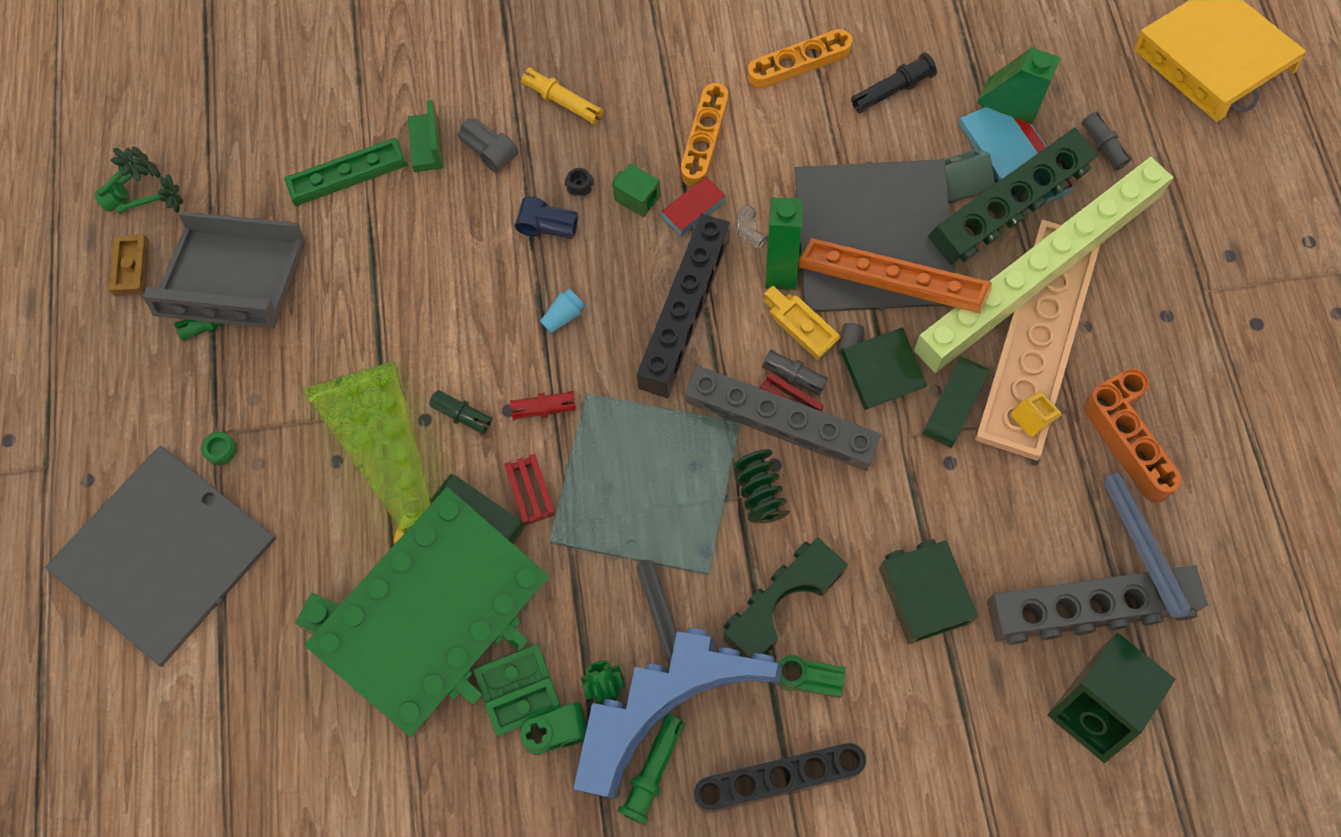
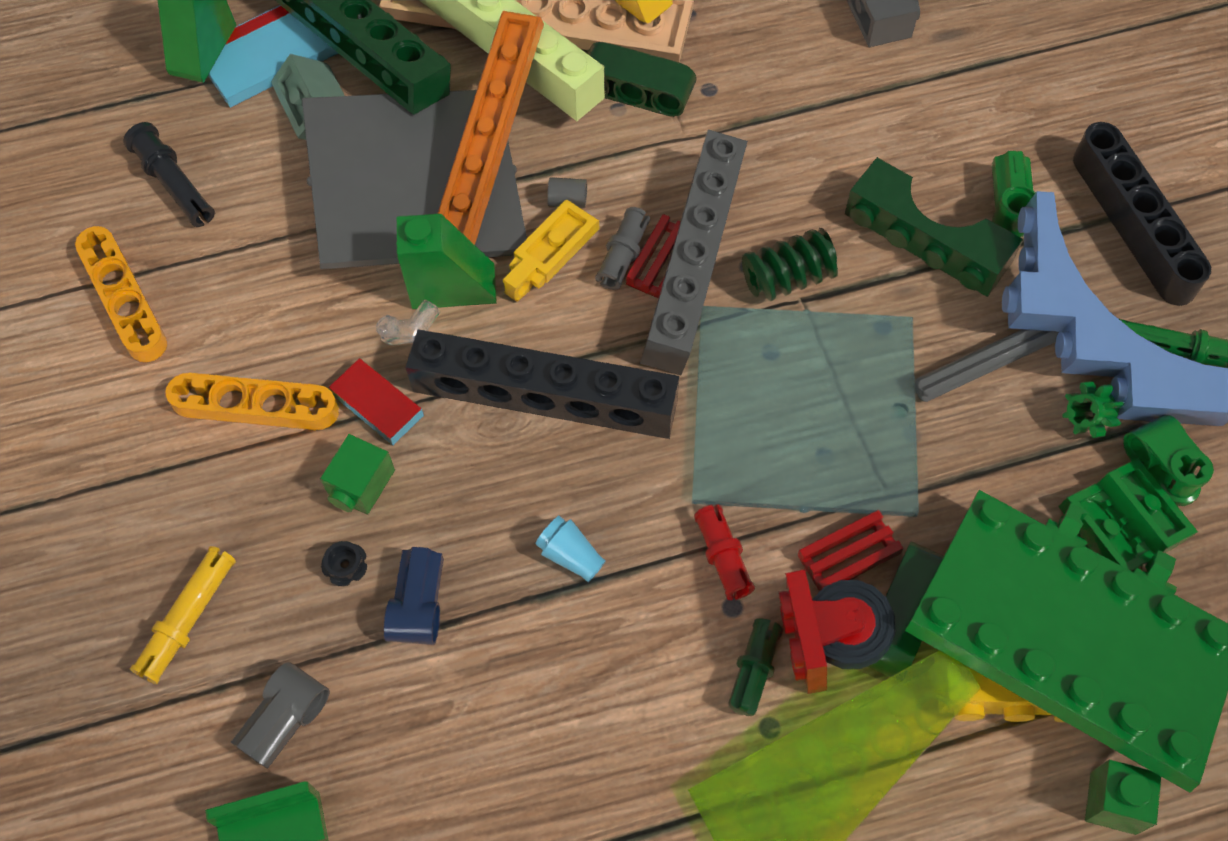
camera: 100 degrees left, 5 degrees down
(466, 449) = (841, 626): none -> plate
(883, 368) = (606, 150): dark green slope -> none
(927, 591) = (880, 90): dark green brick -> none

